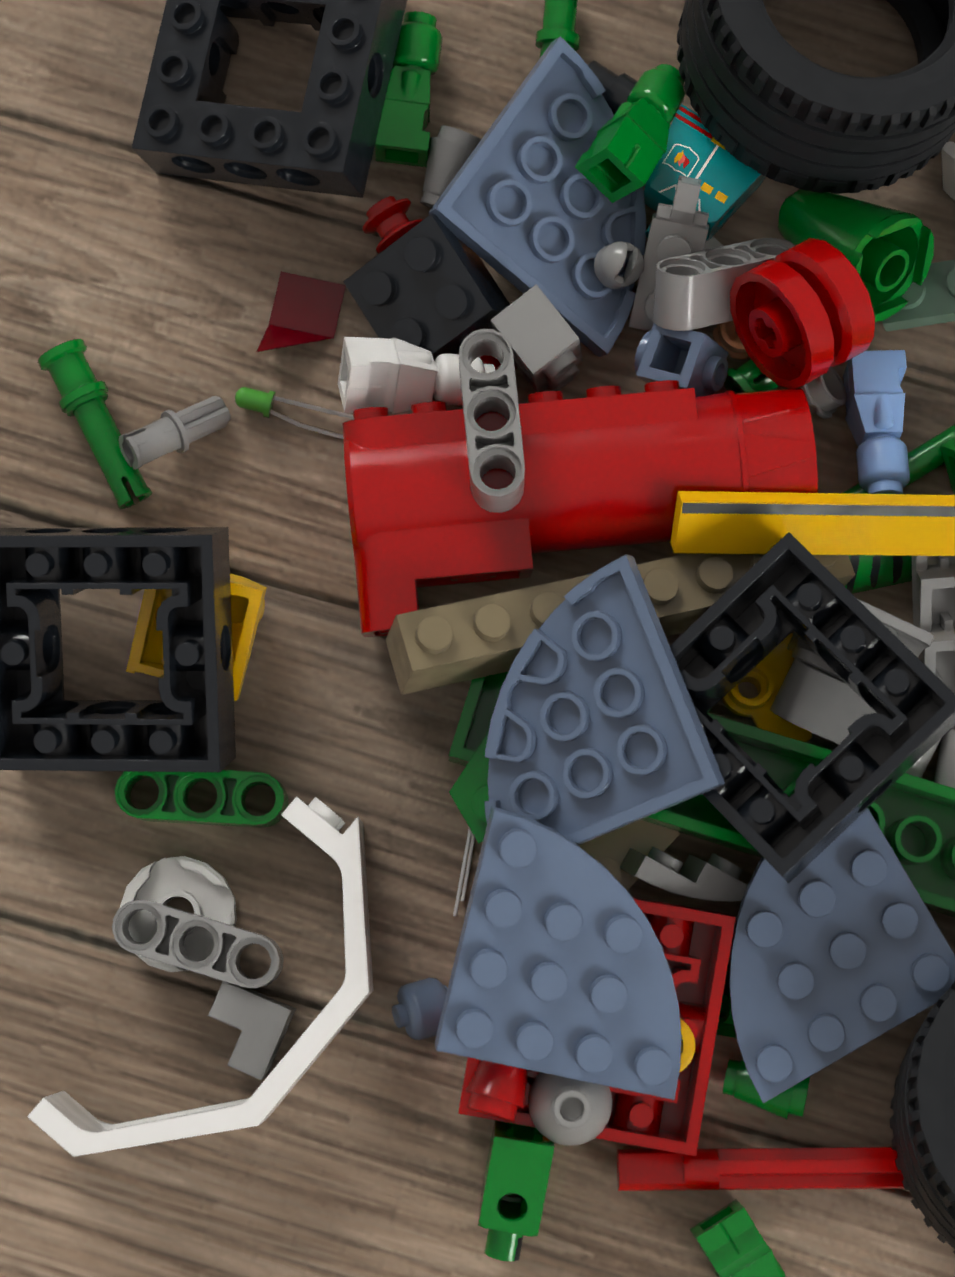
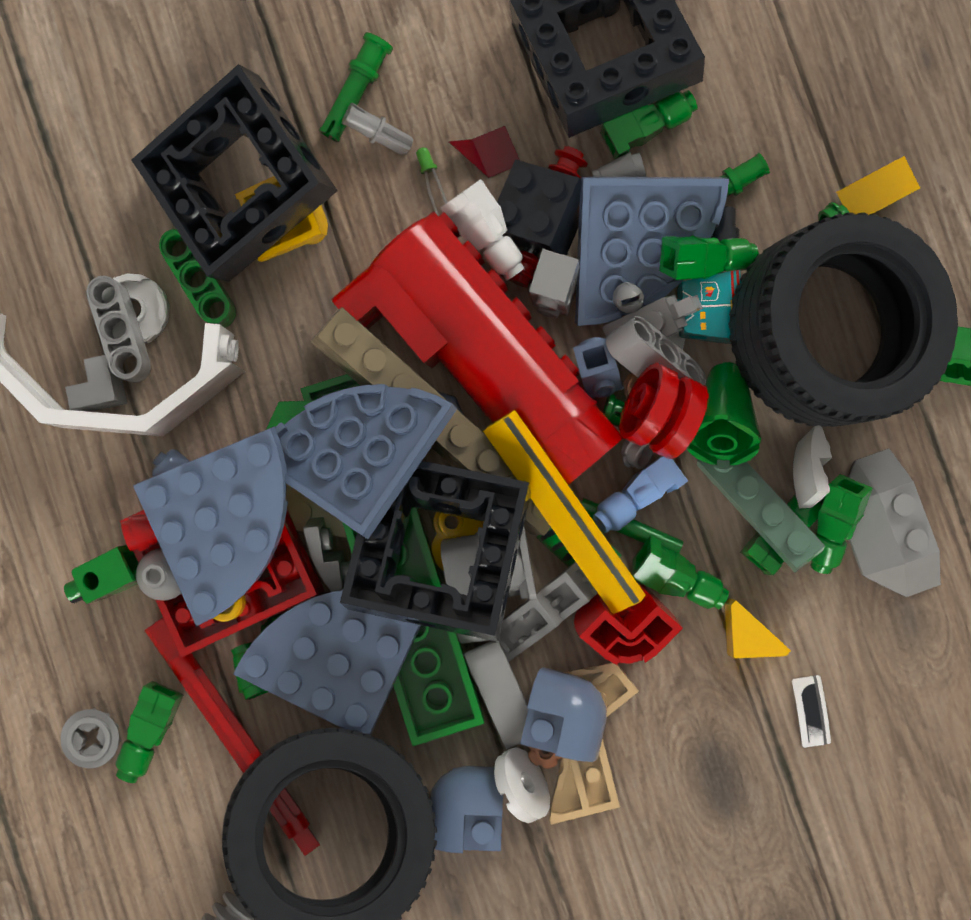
camera: 60 degrees right, 5 degrees up
(486, 394) = (490, 269): light grey beam -> none

